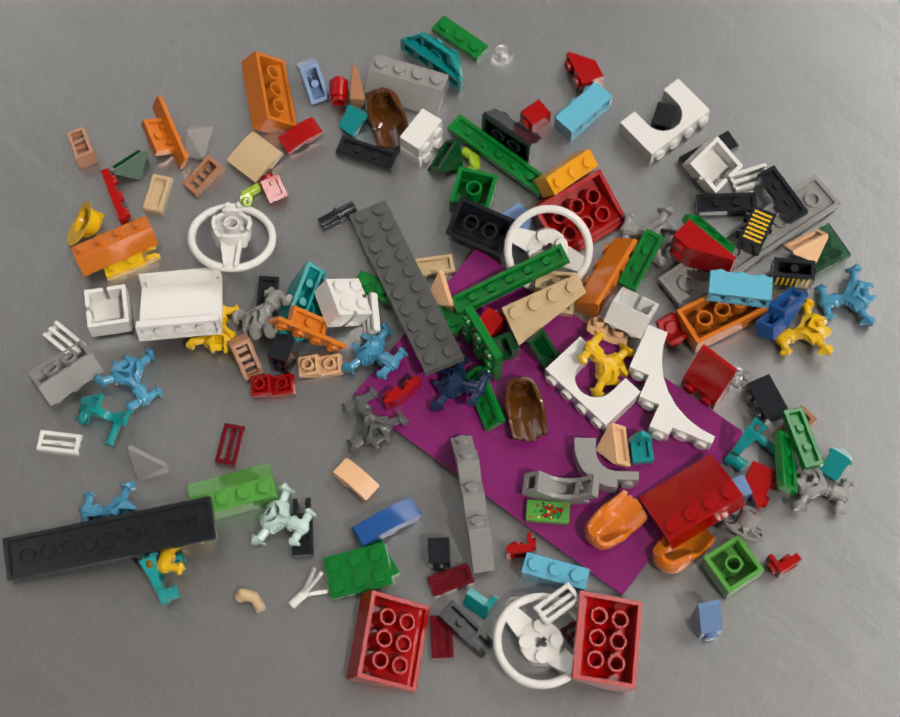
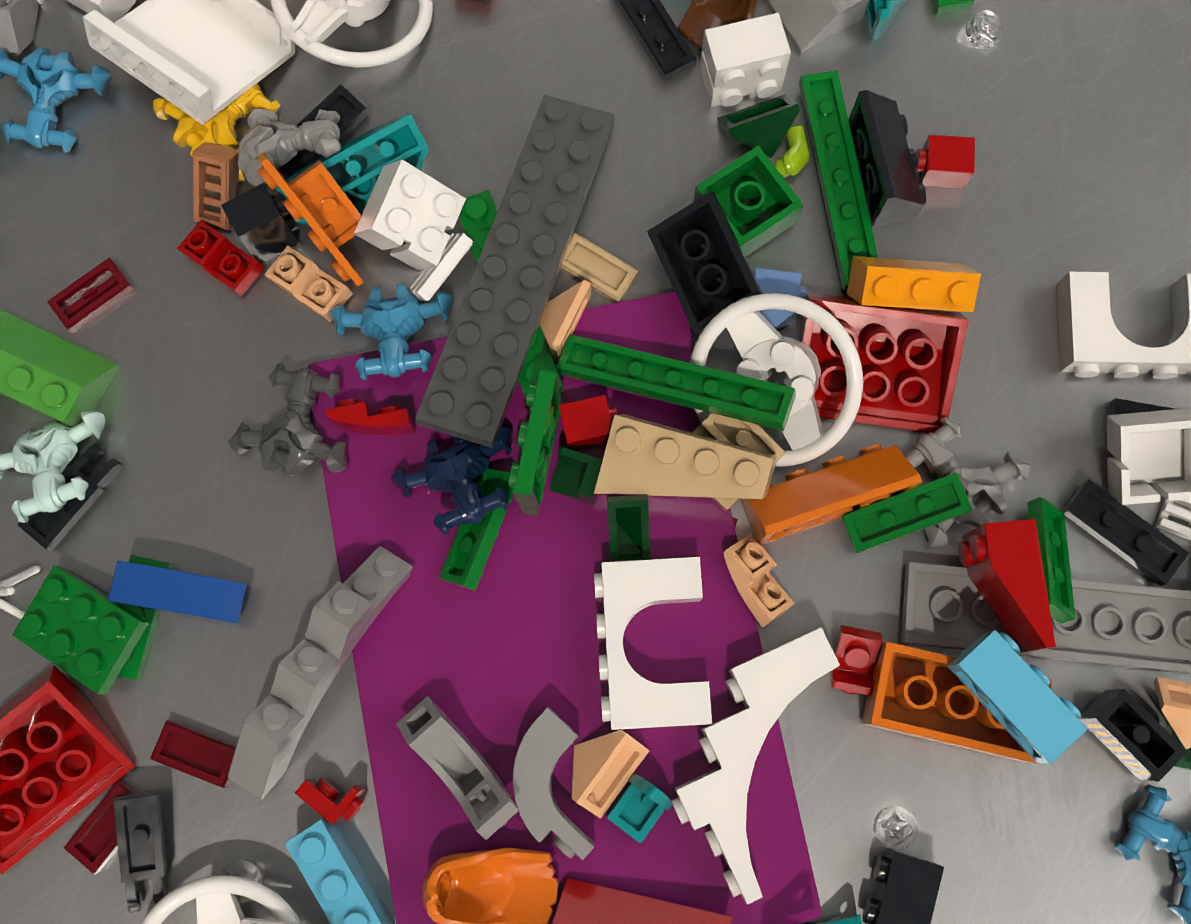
camera: 45 degrees right, 10 degrees up
(337, 215) = (528, 82): black axle -> none
(357, 479) = (200, 490): light nougat slope -> none
(439, 553) = (210, 702): black brick -> none
(479, 604) = (196, 831): teal tile -> none
(525, 409) = (518, 598): reddish brown hair -> none
(548, 512) = (414, 781): bright green tile -> none
(582, 111) = (1028, 209): medium azure brick -> none
(583, 70) = (1086, 150): red slope -> none
(608, 366) = (700, 637): yellow piece -> none
(624, 317) = (797, 590): white piece -> none
(663, 116) = (1147, 316): black brick -> none
(708, 377) = (839, 794): red slope -> none
(755, 231) = (1132, 618): black brick -> none
(780, 313) = (1047, 788): blue slope -> none
(810, 329) = (1079, 847): yellow piece -> none

